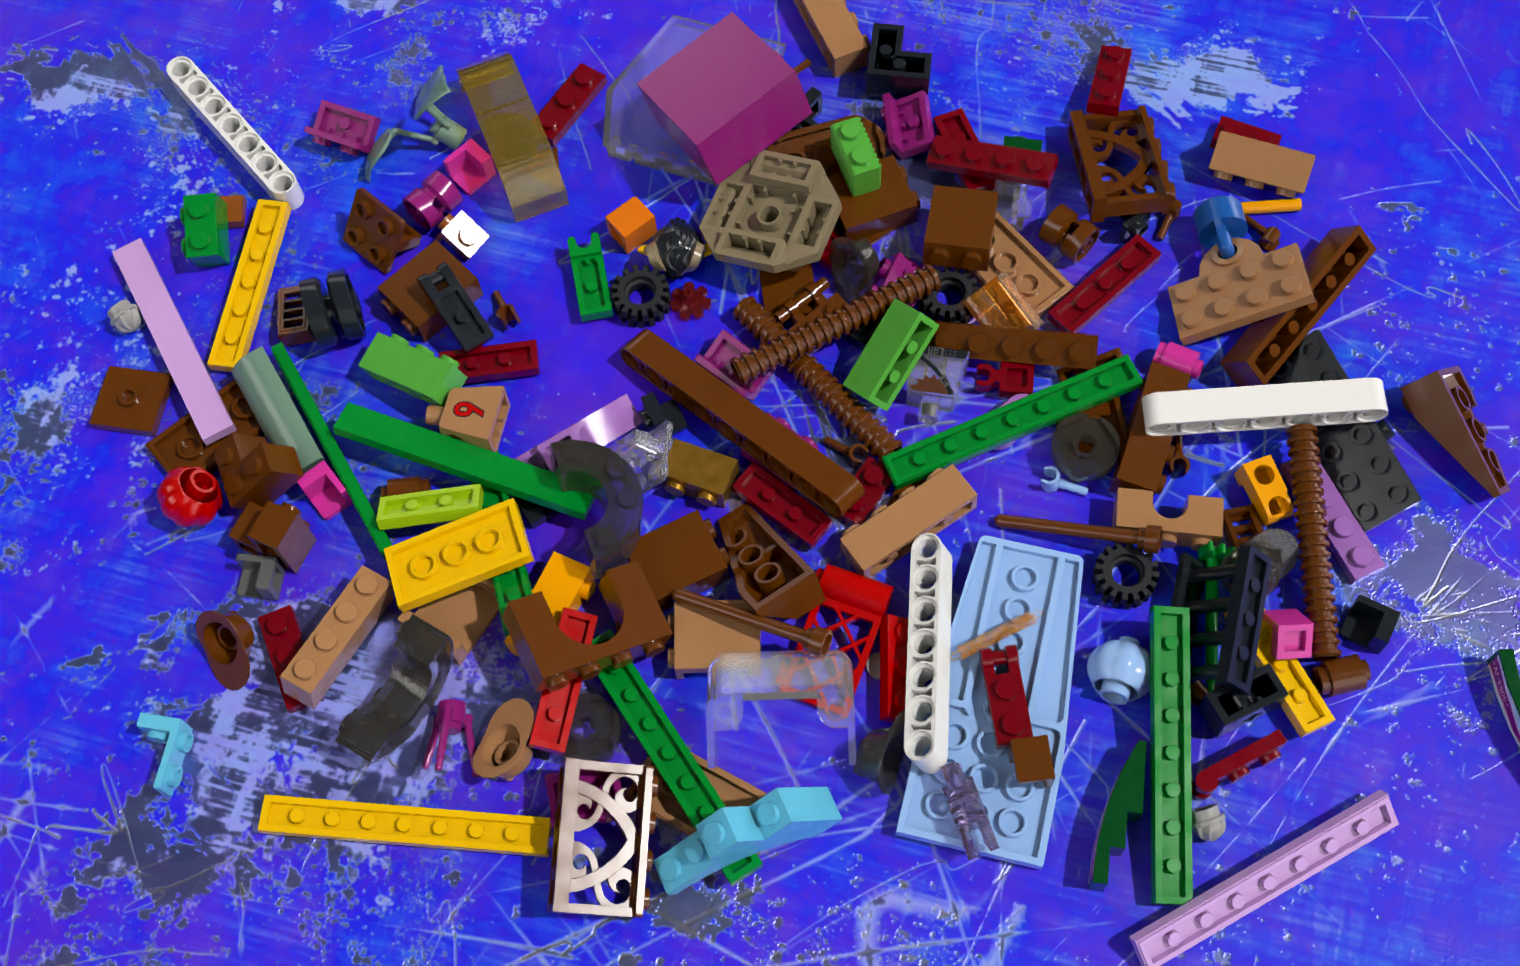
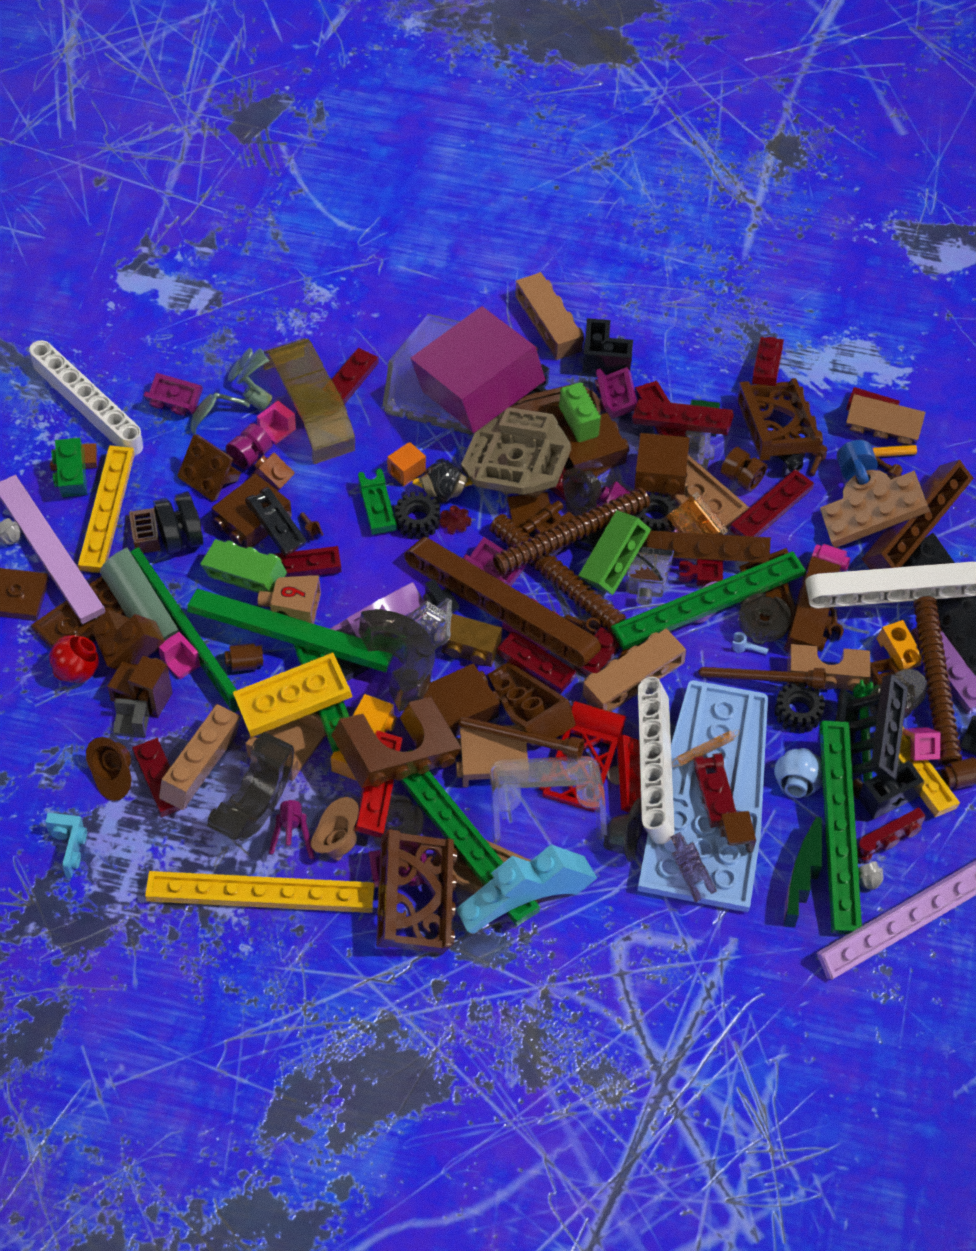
camera: 10 degrees left, 10 degrees down
(429, 506) = (265, 662): lime plate -> none

